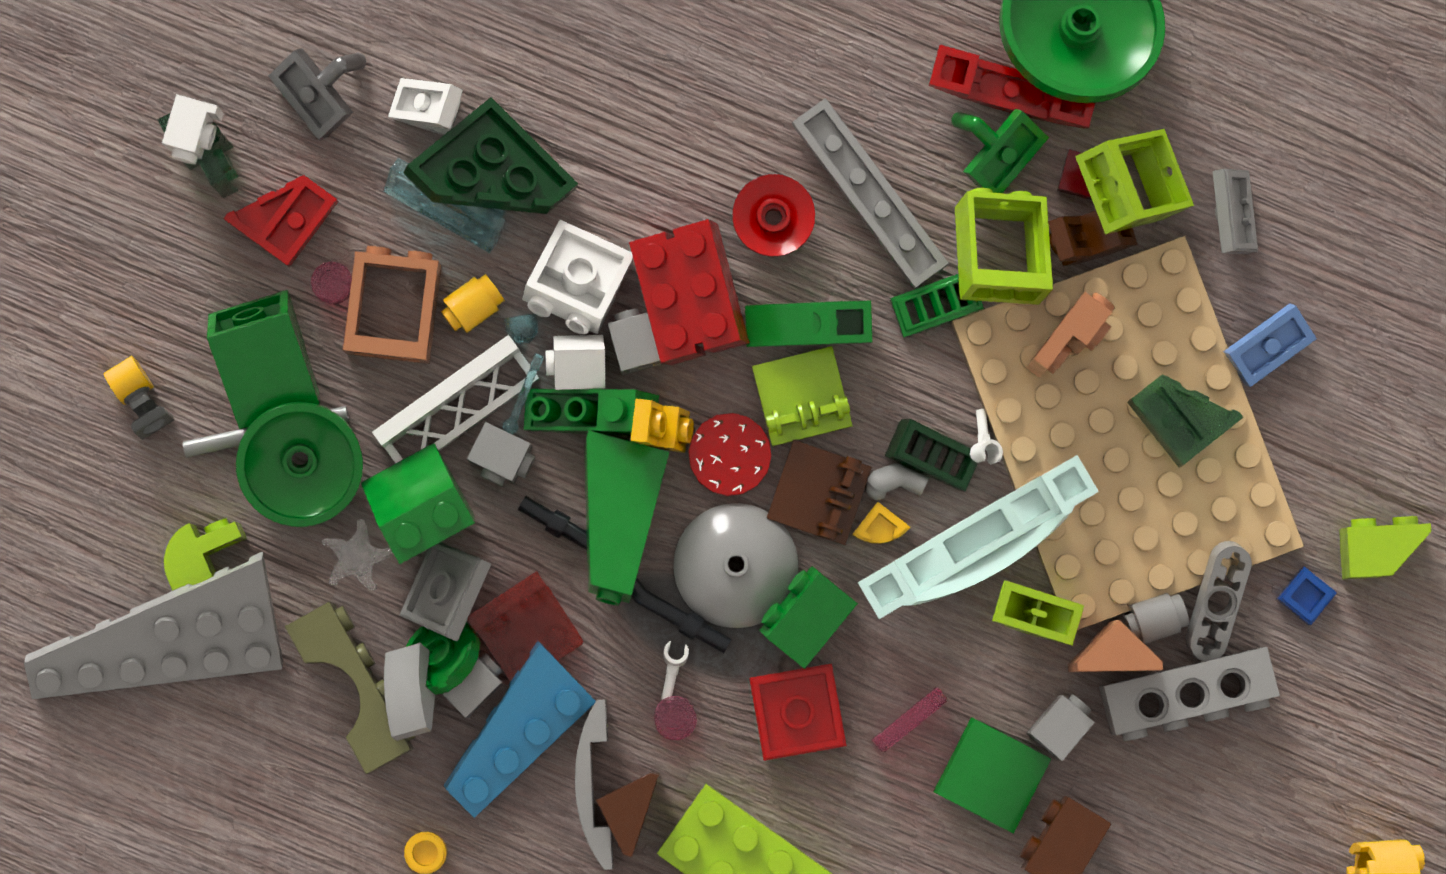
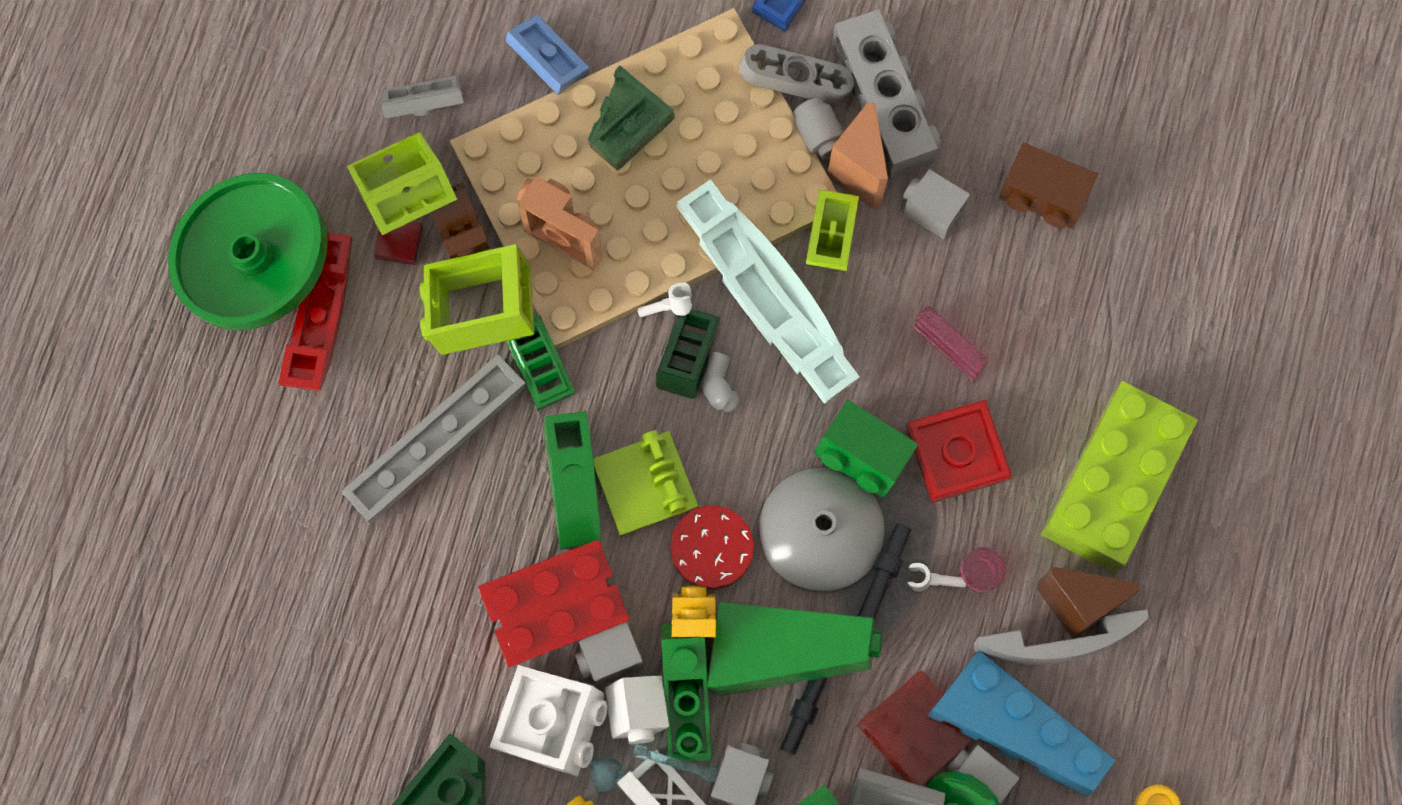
camera: 95 degrees left, 10 degrees down
(777, 194) = (460, 509): red dish -> none
(819, 492) = (738, 455): reddish brown hinge -> none
(880, 526) = (764, 394): yellow tile -> none
(992, 775) = (991, 262): green slope -> none
(1003, 151) = (378, 313): green plate -> none

